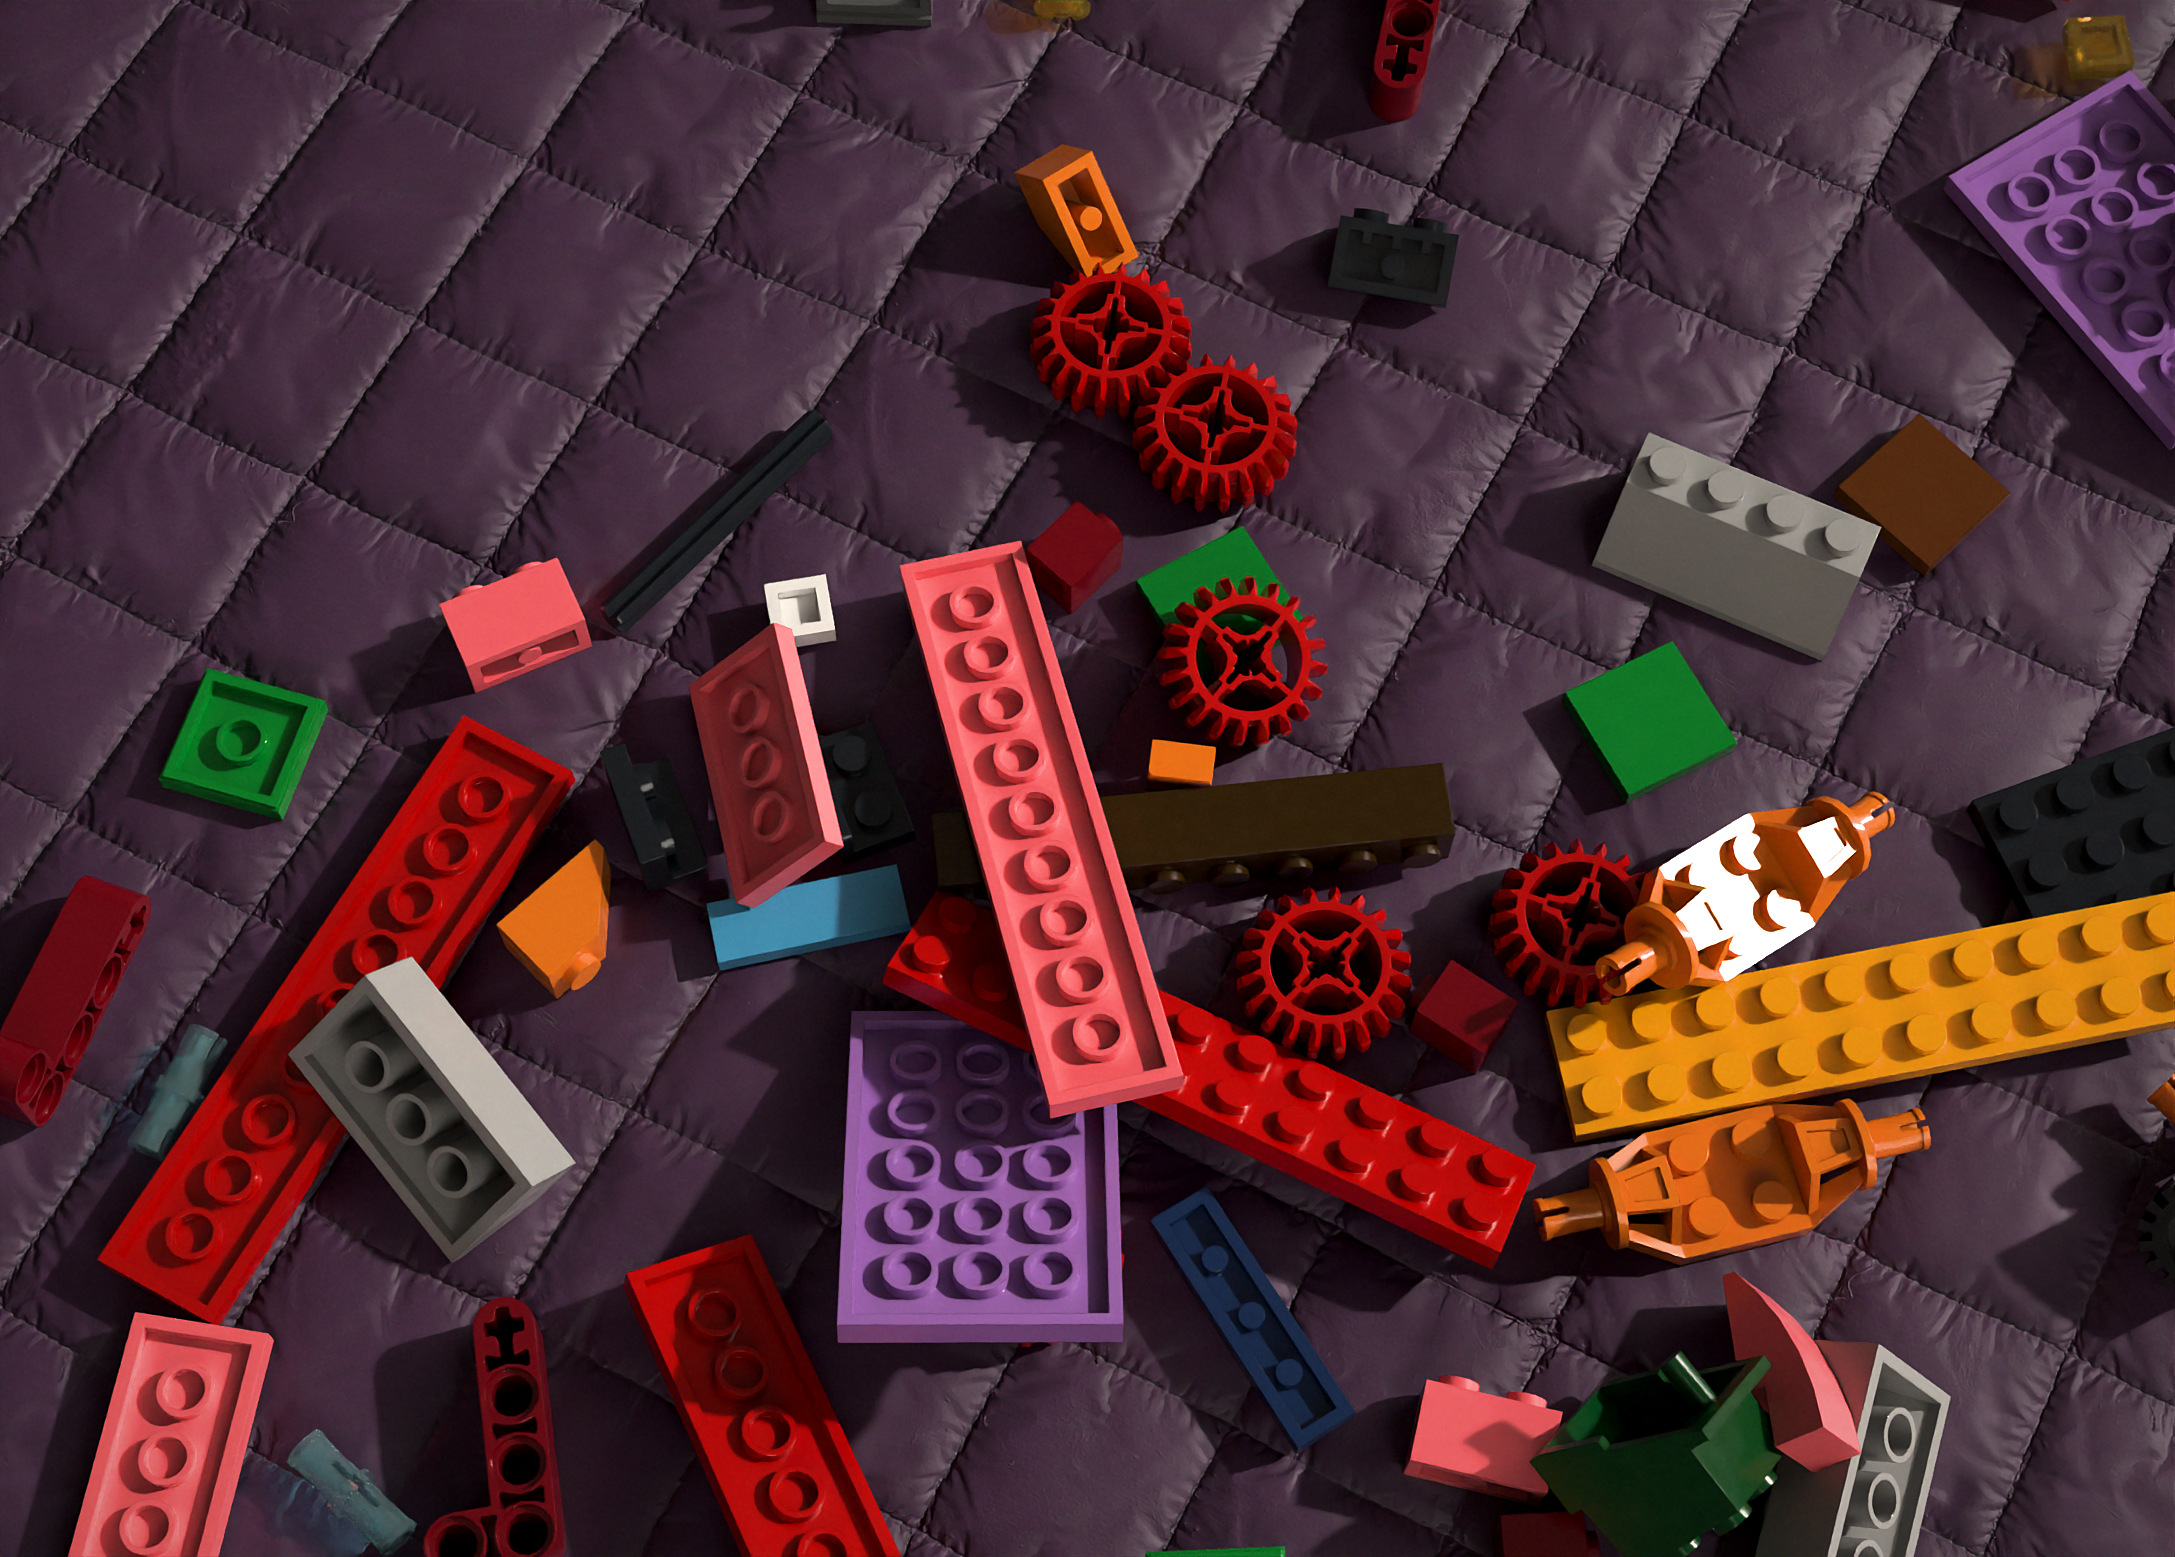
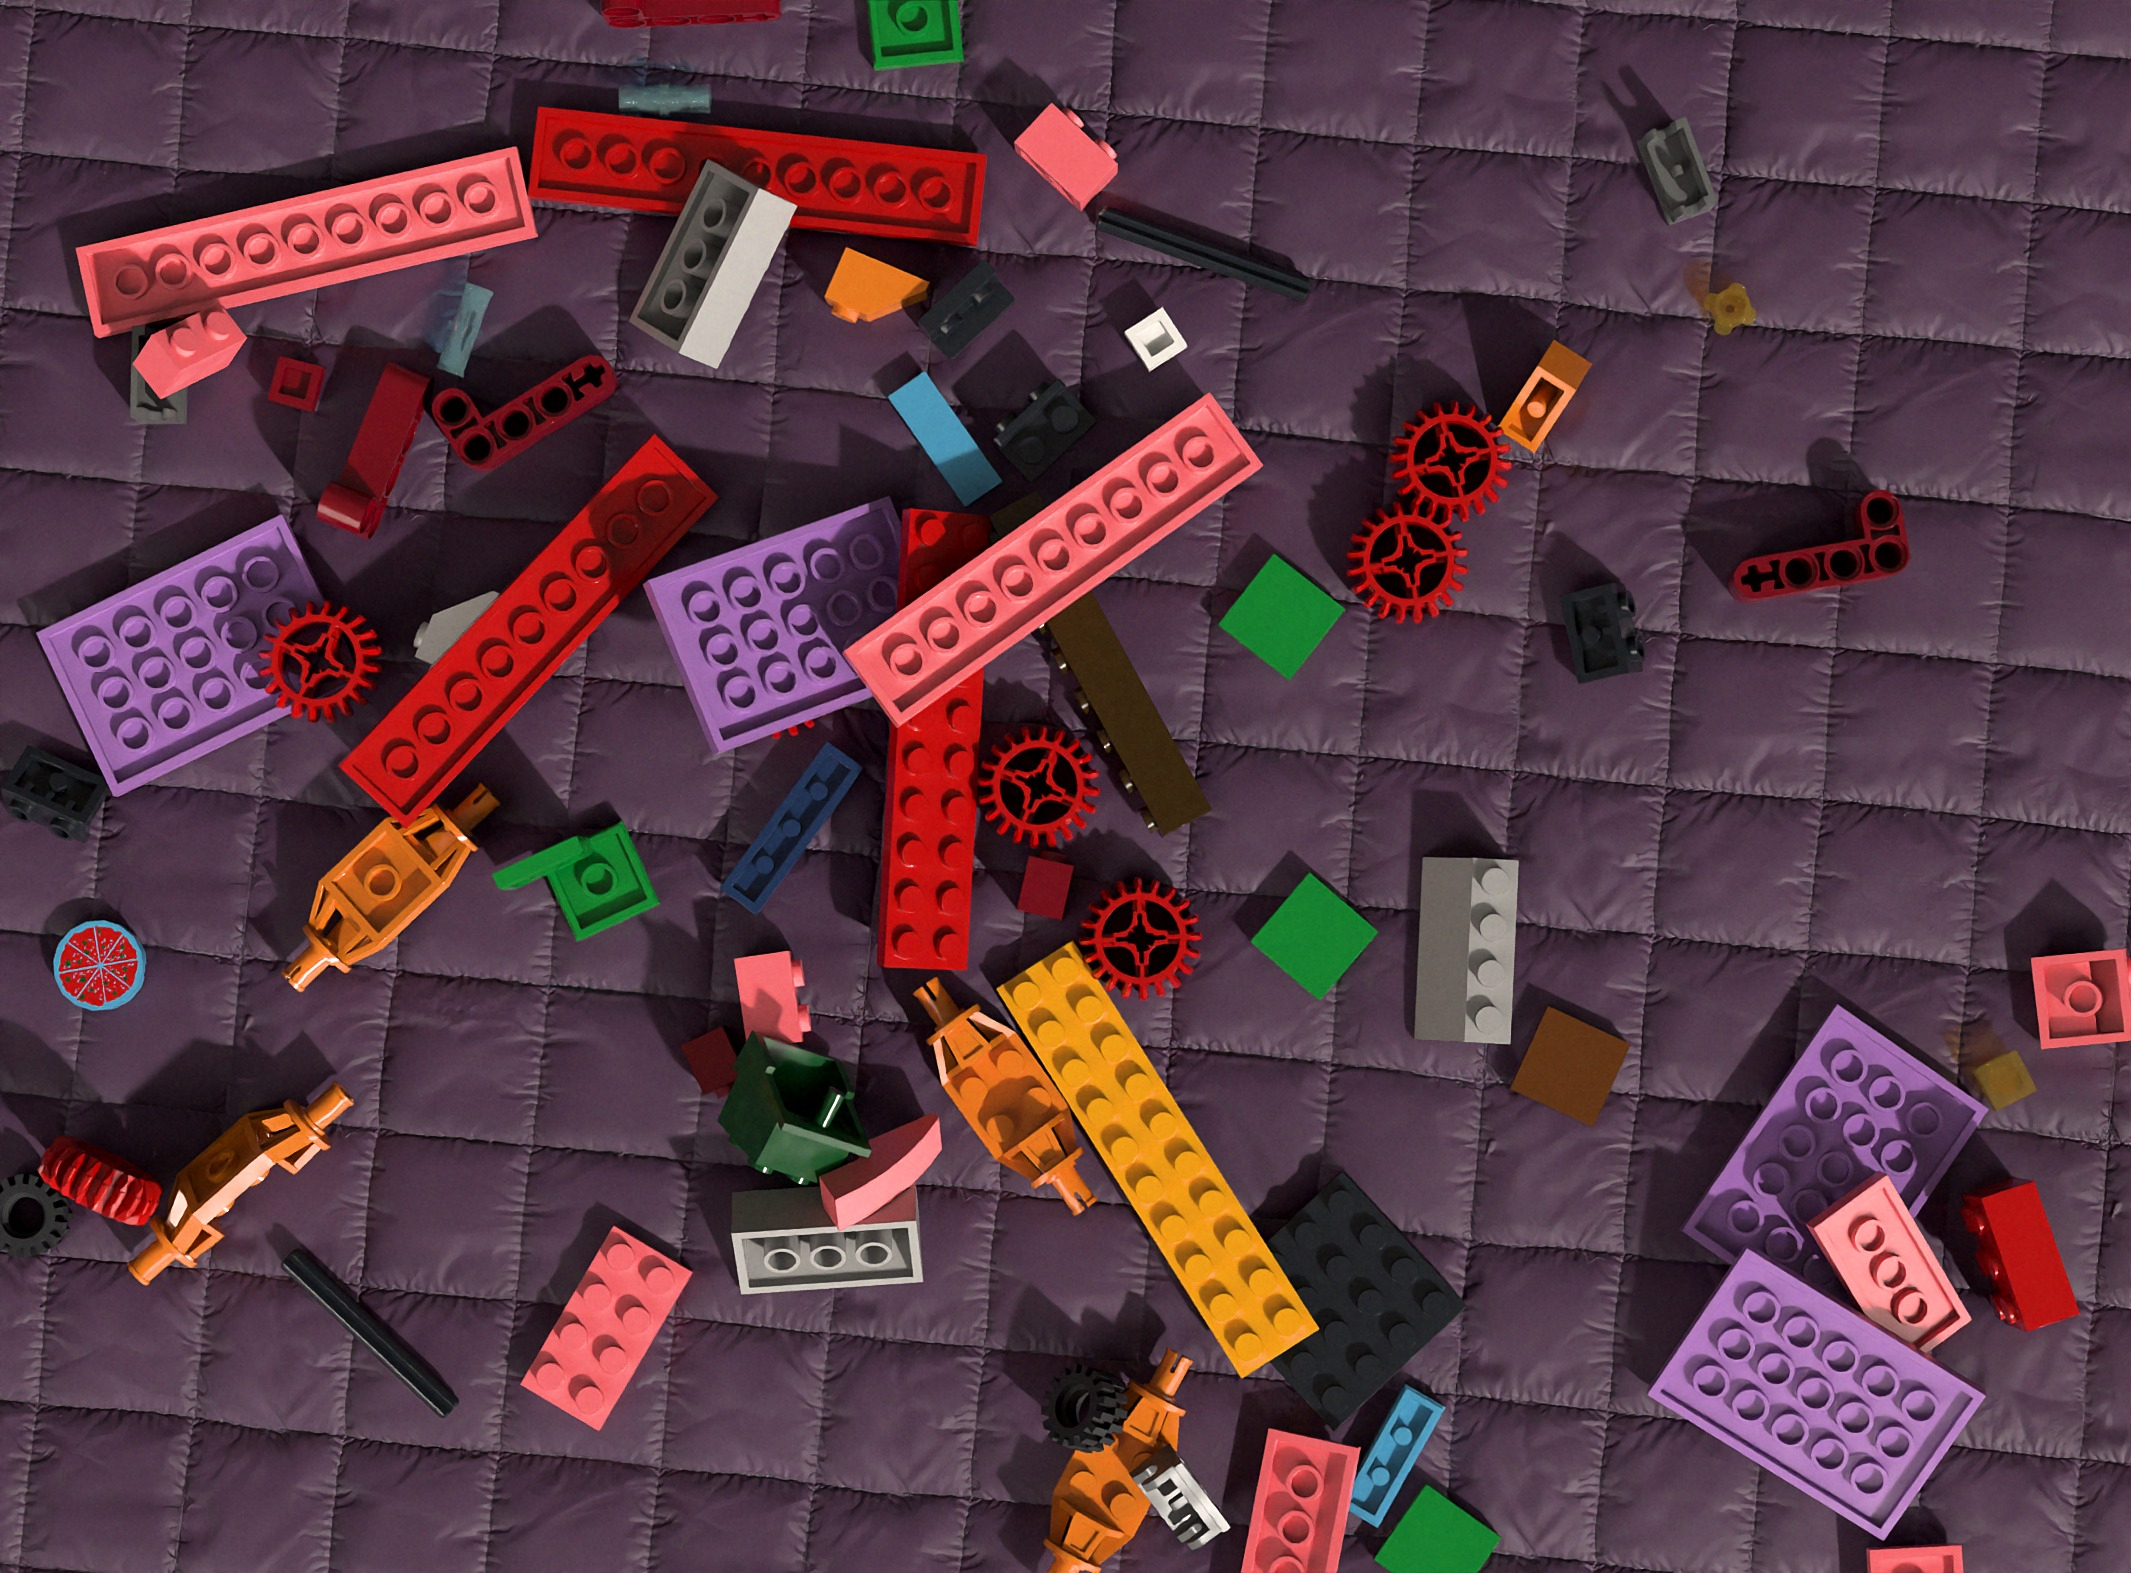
camera: 75 degrees right, 20 degrees up
(765, 766) = (1025, 367): coral plate -> none
(1075, 556) = (1273, 506): dark red brick -> none
(1180, 765) = (1141, 639): orange slope -> none
(1261, 676) = (1252, 654): red gear -> none
(1742, 893) = (1198, 1037): orange plate -> none

